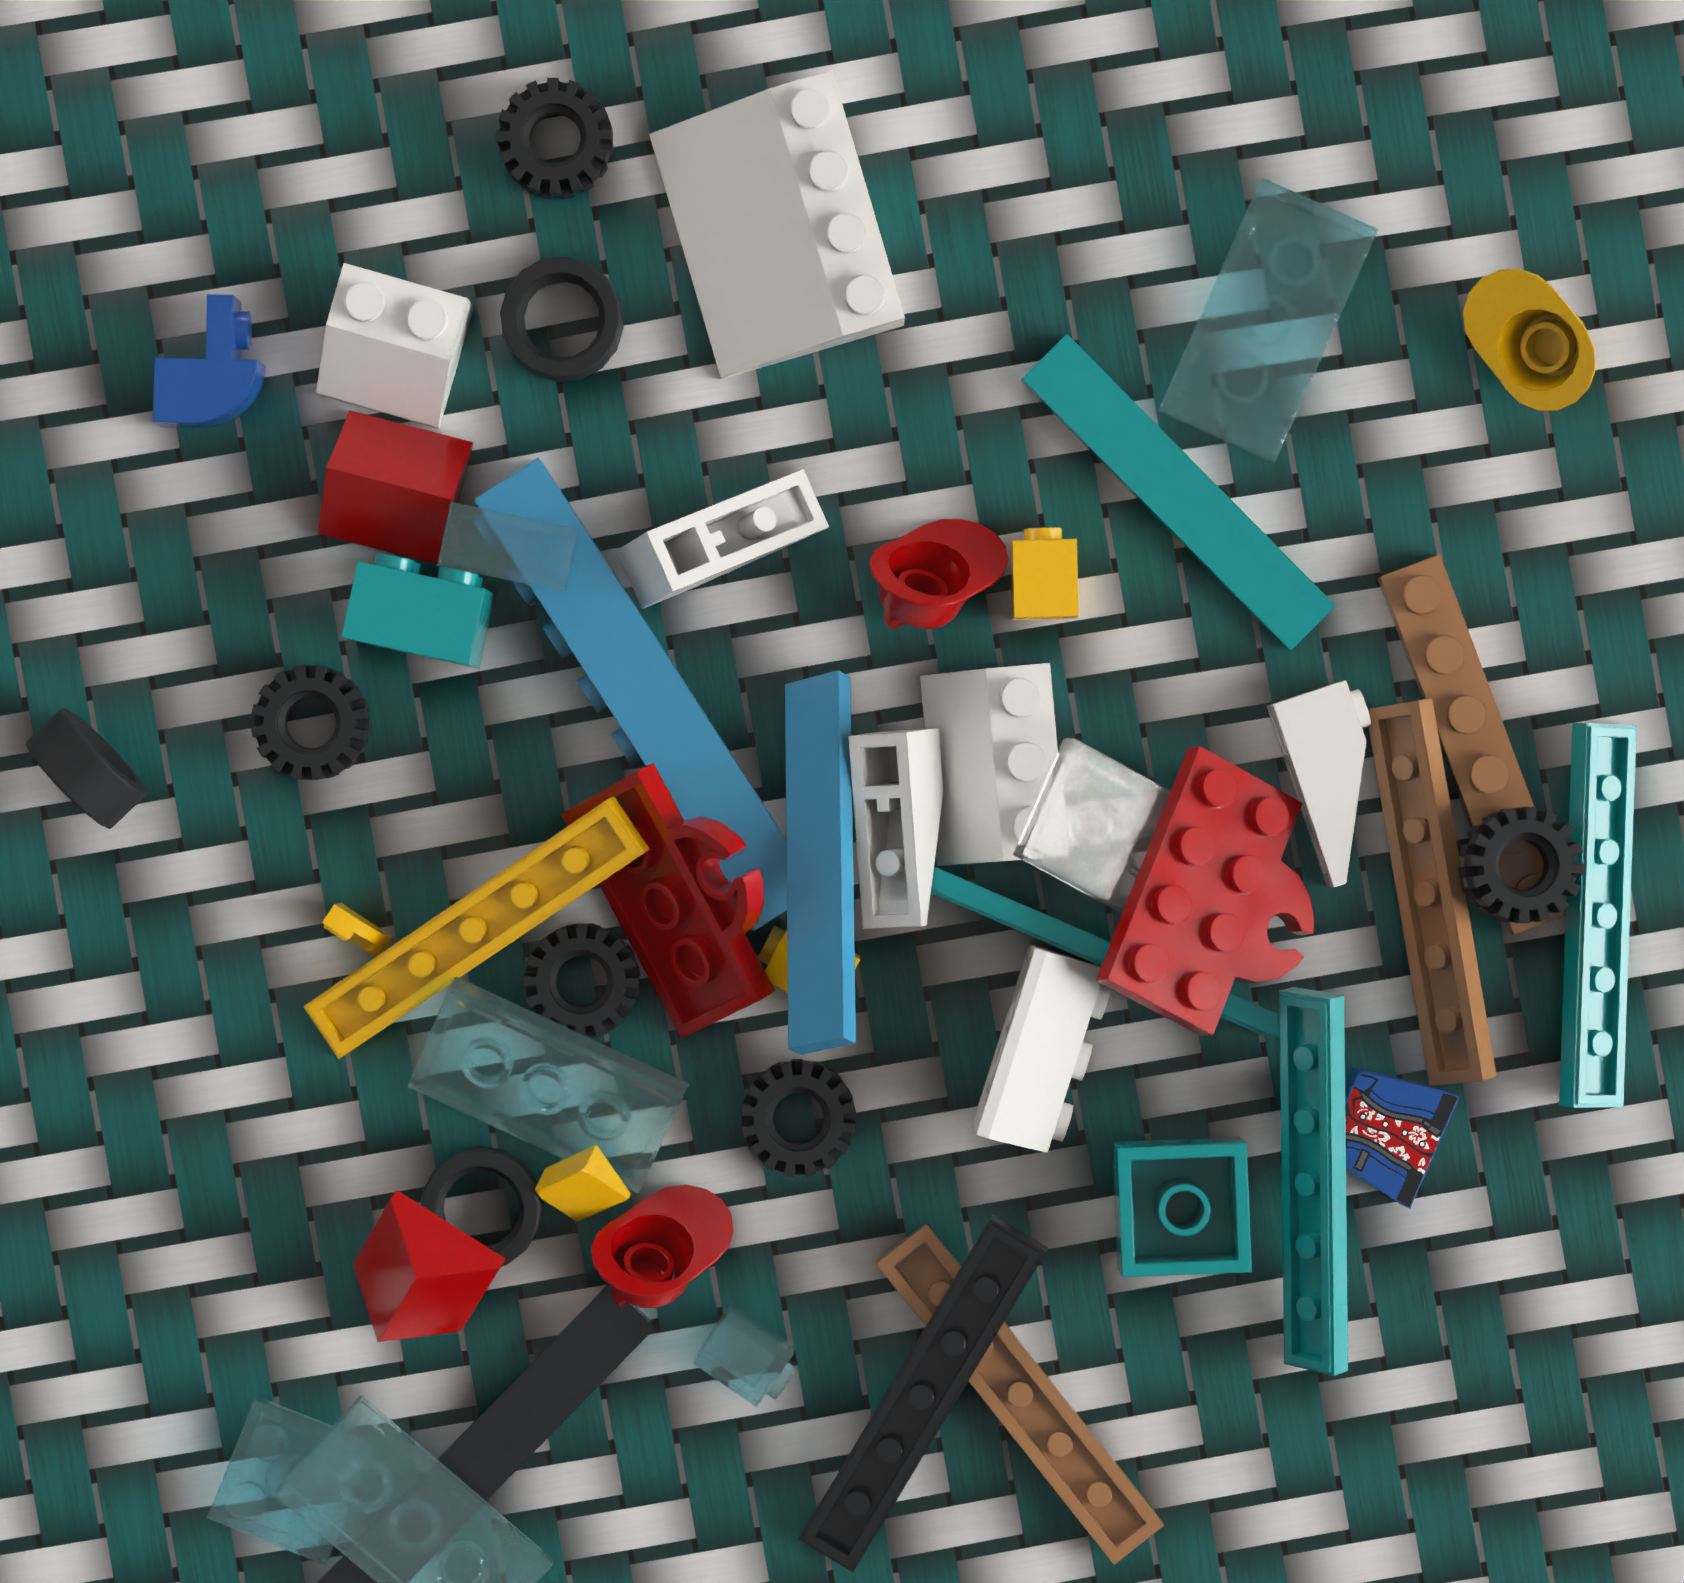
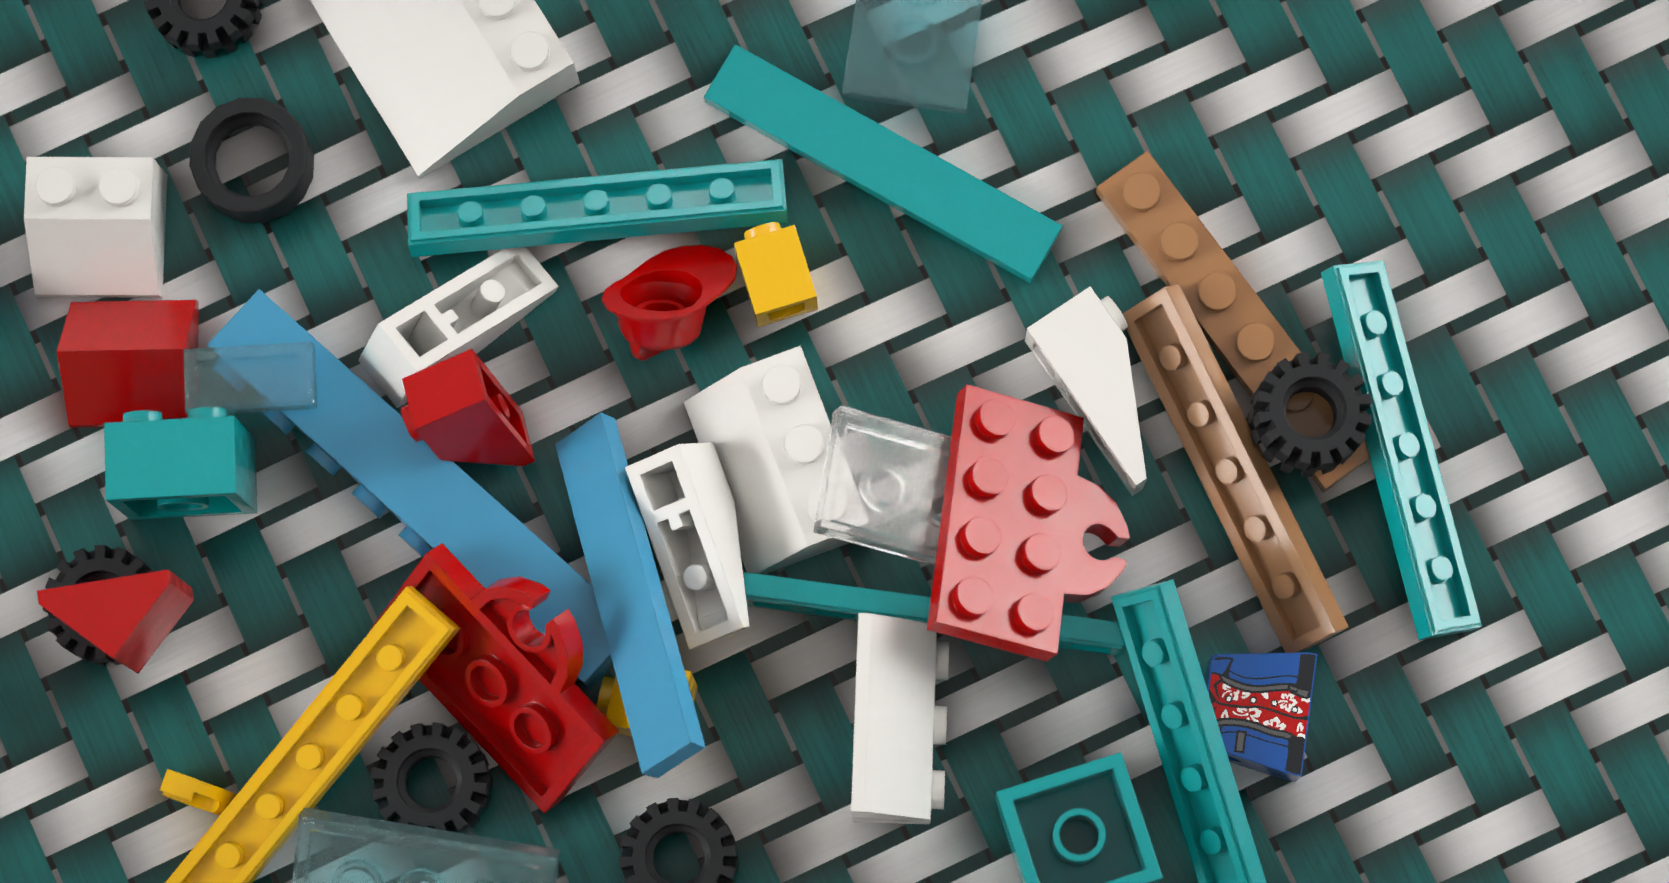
camera: 10 degrees left, 10 degrees down
(324, 756) = (122, 614): none -> red slope
(707, 640) = (465, 414): none -> red slope
(887, 461) = (596, 208): none -> teal tile

